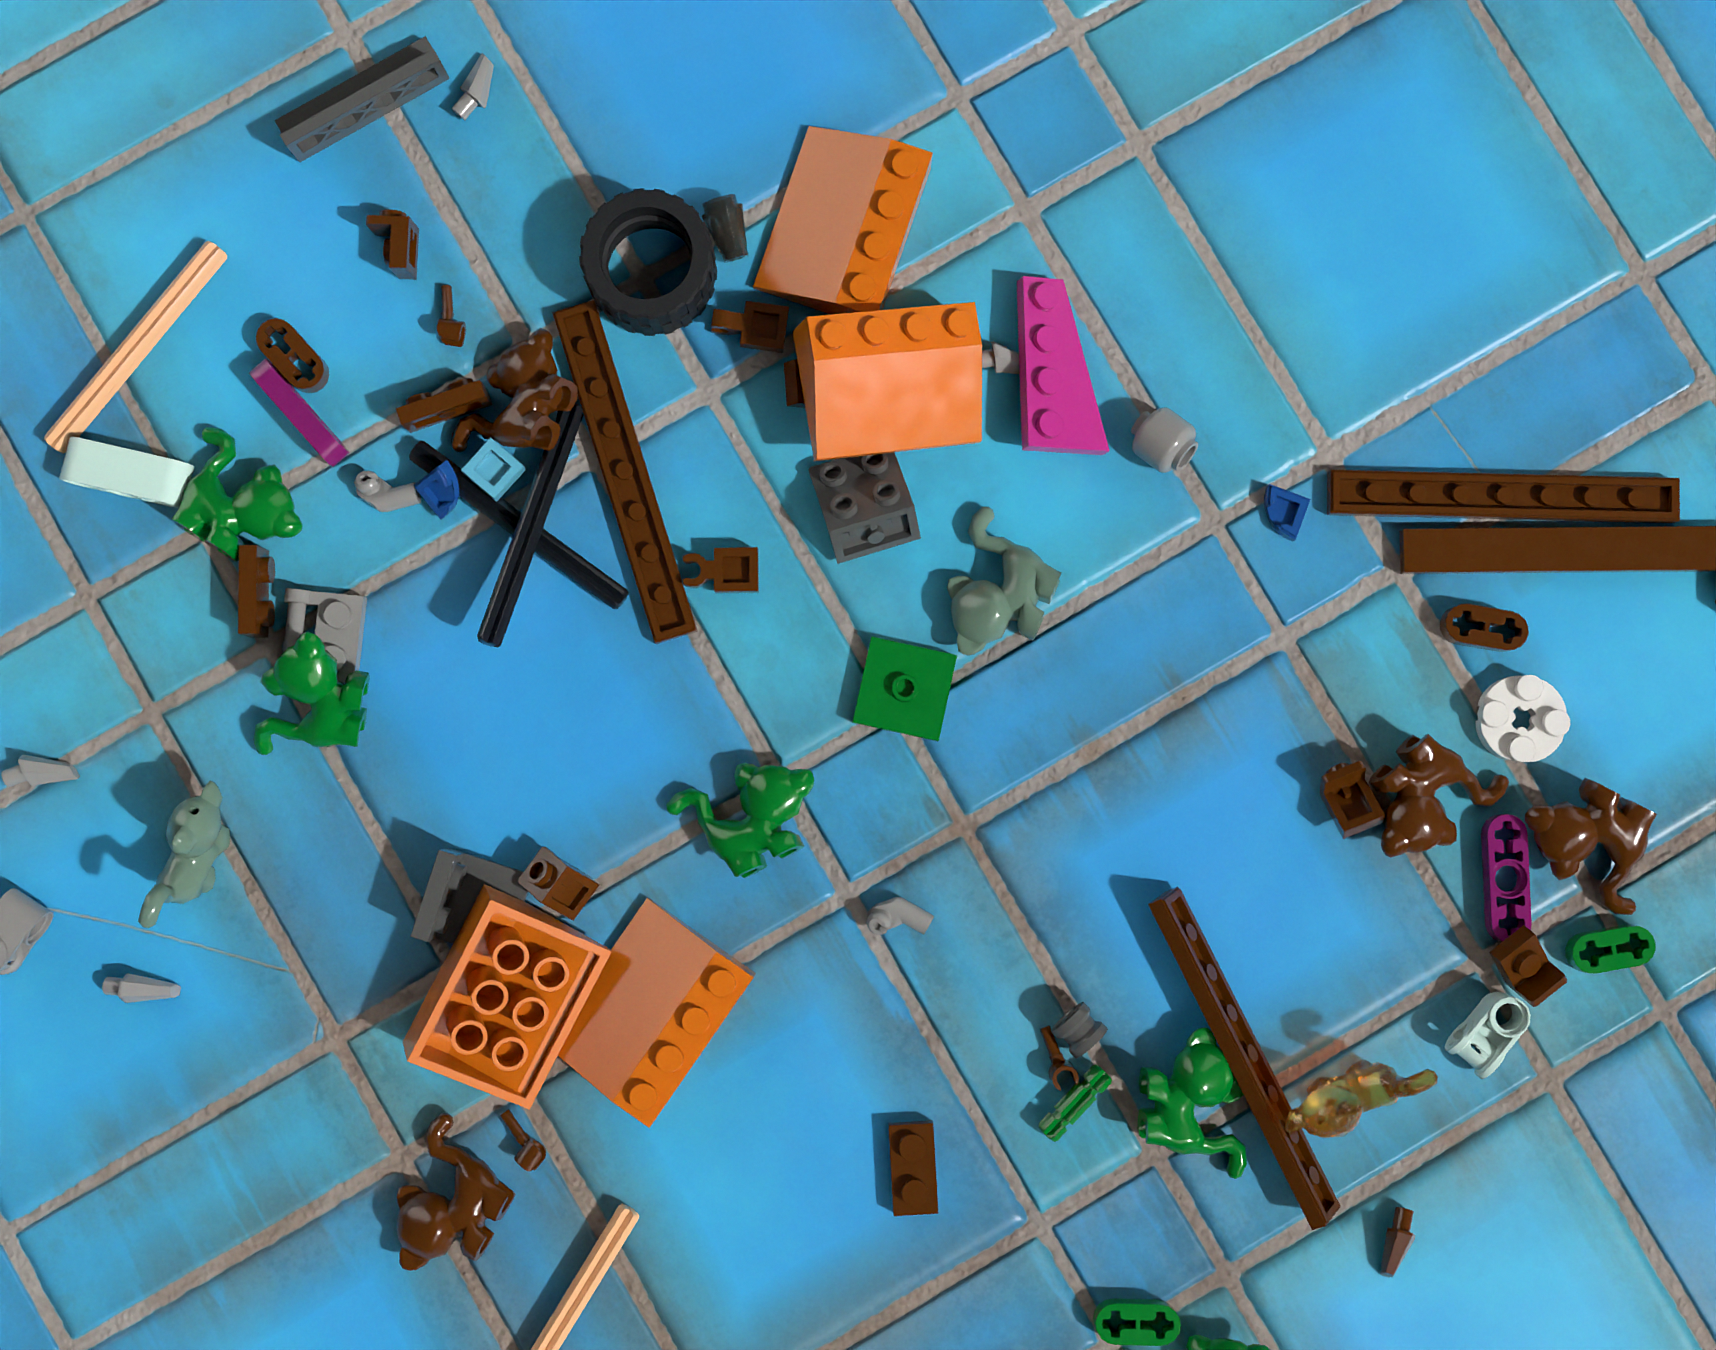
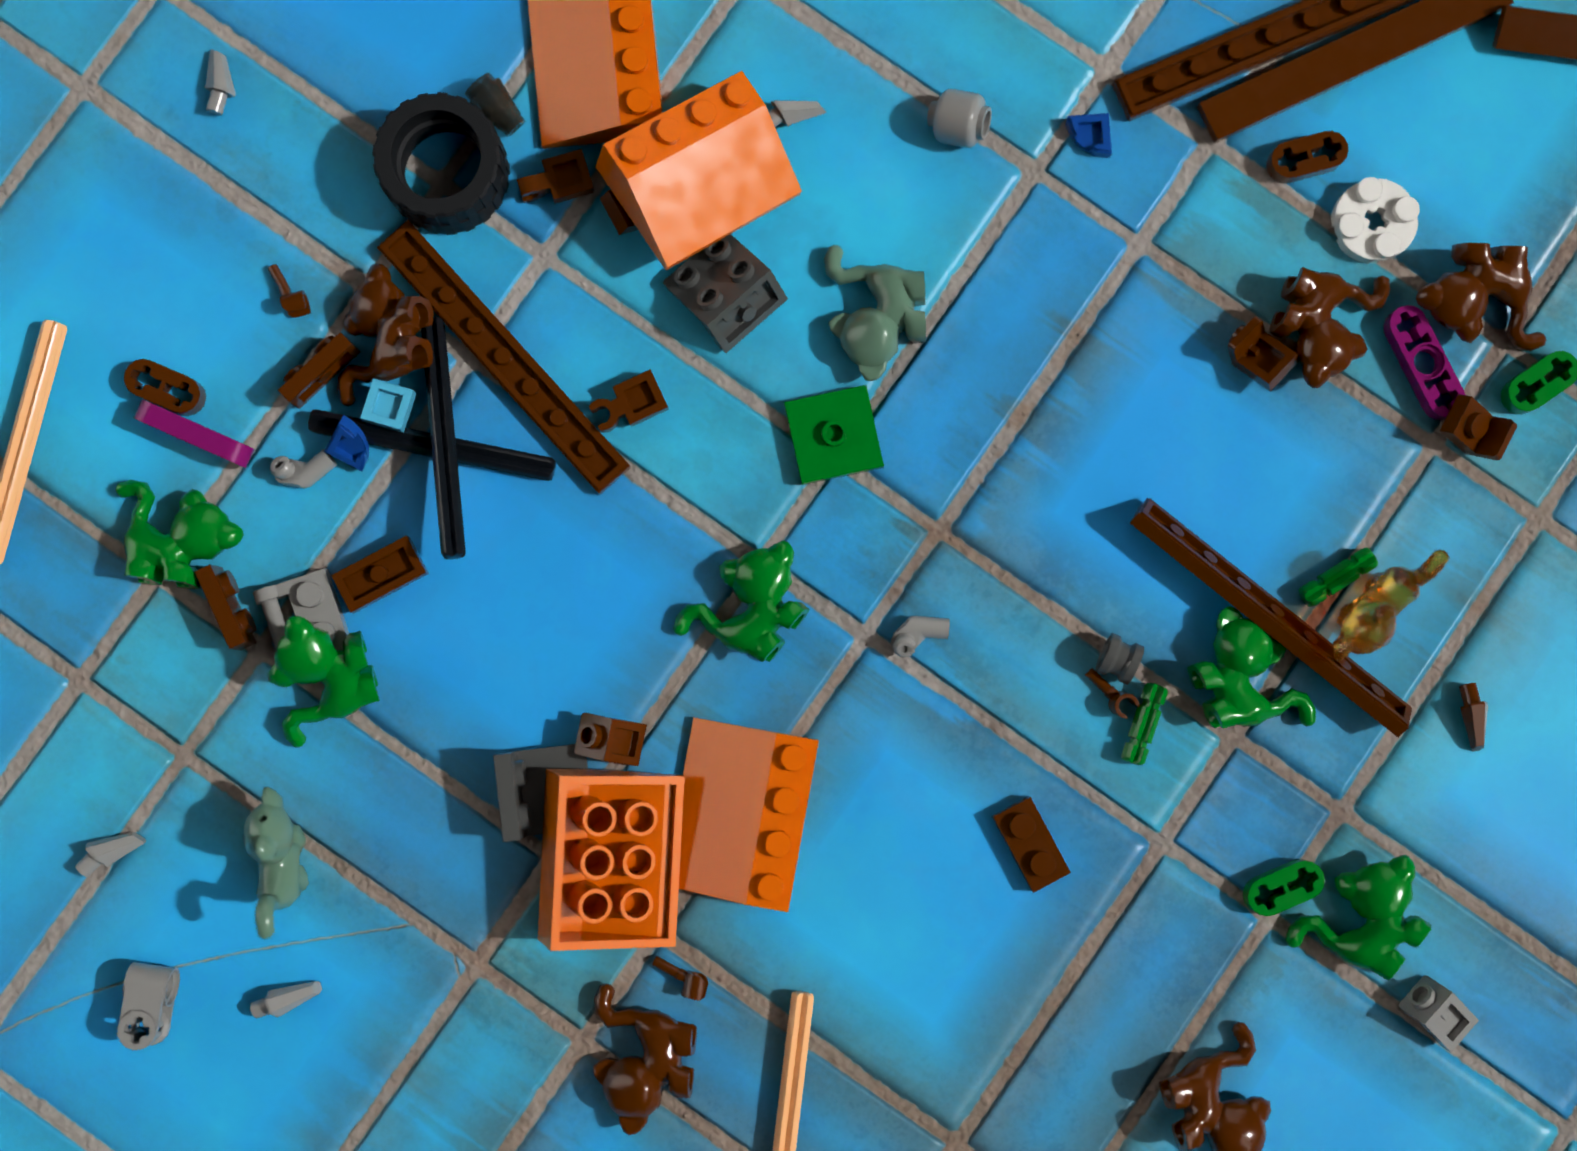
camera: 25 degrees left, 0 degrees up
(125, 472) = (64, 554): light aqua beam -> none
(361, 99) = (123, 136): dark grey fence -> none
(401, 248) = (218, 249): reddish brown bracket -> none
(412, 626) = (379, 574): none -> reddish brown plate
(1055, 384) = (840, 108): dark pink wing -> none
(1327, 1047) = (1338, 577): none -> green axle
(1486, 1035) = (1468, 503): light aqua piece -> none

